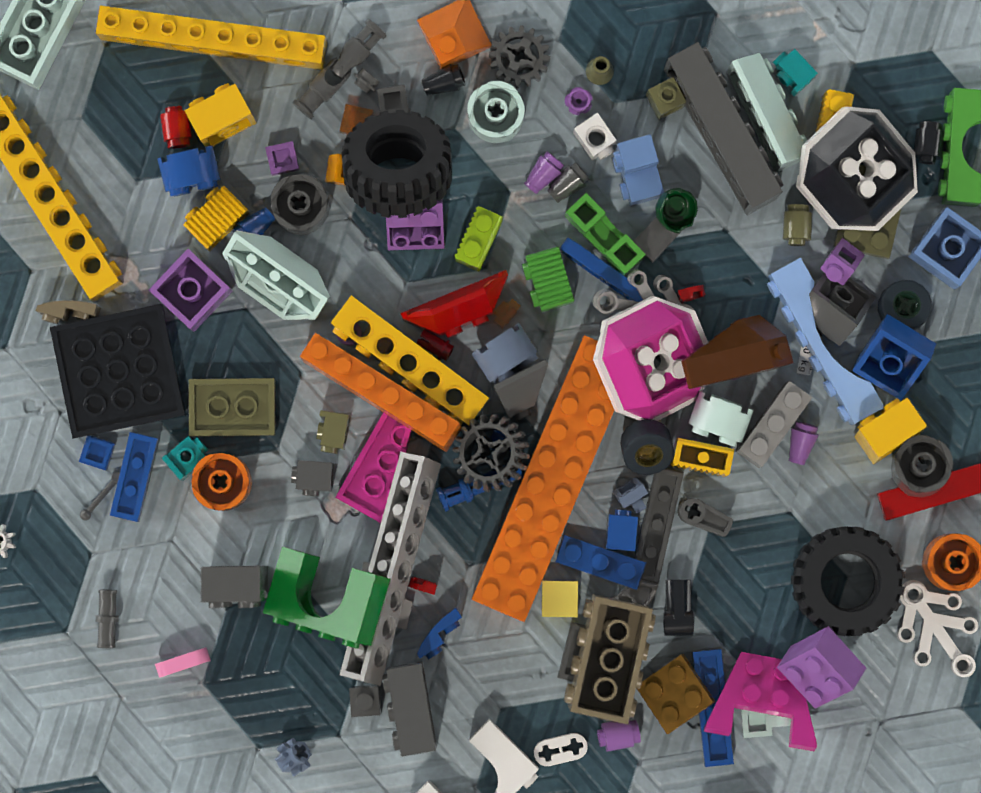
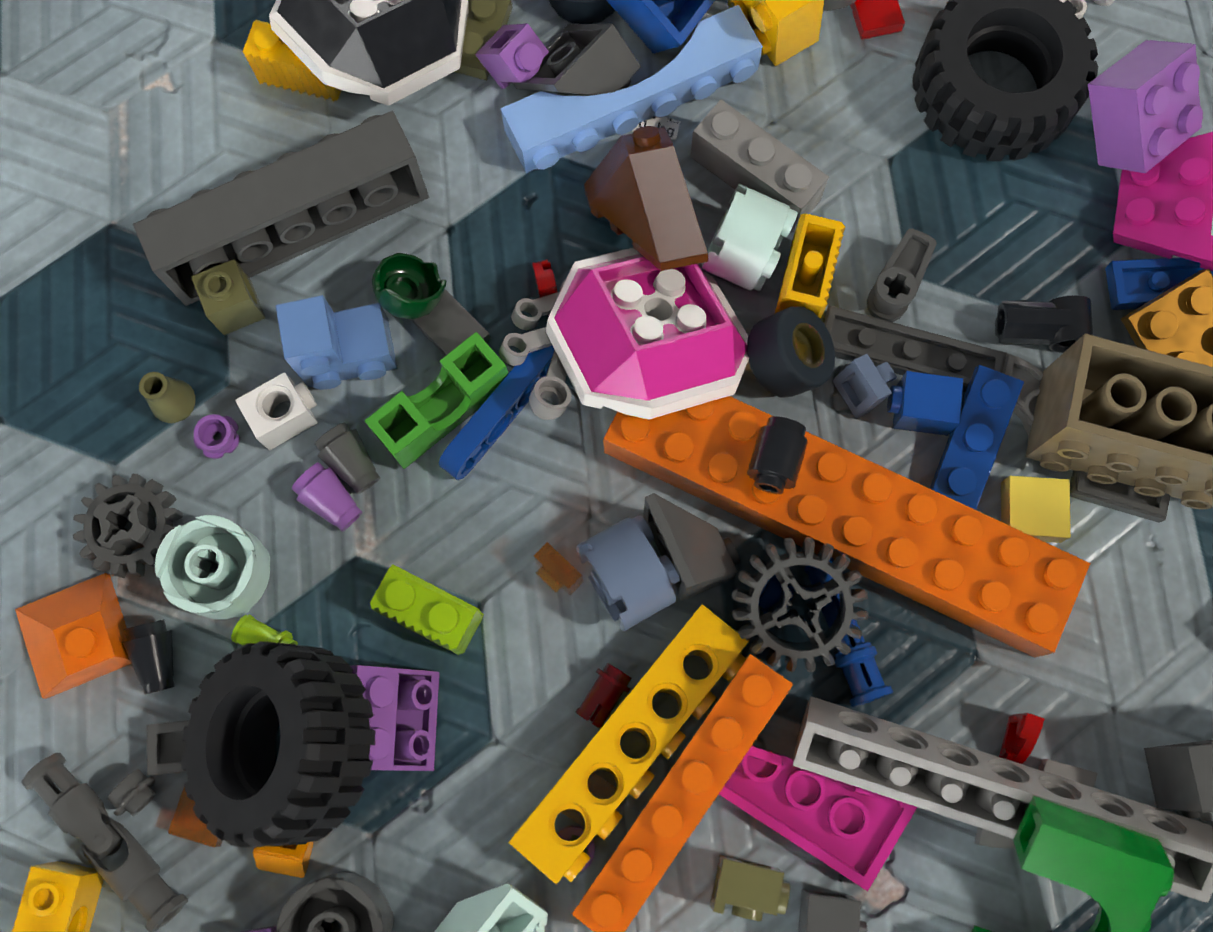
camera: 85 degrees left, 10 degrees down
(432, 642) = (1116, 725): blue slope -> none
(458, 142) = (252, 631): none -> lime pin
(459, 308) = (542, 650): red wedge -> none
(548, 279) = (505, 498): bright green brick -> none
(575, 435) = (778, 455): none -> black brick
(767, 110) = (252, 145): light aqua slope -> none
(794, 71) = (212, 109): teal brick -> none
(797, 224) = (449, 118): olive brick -> none
(802, 441) = (788, 128): medium lavender cone -> none

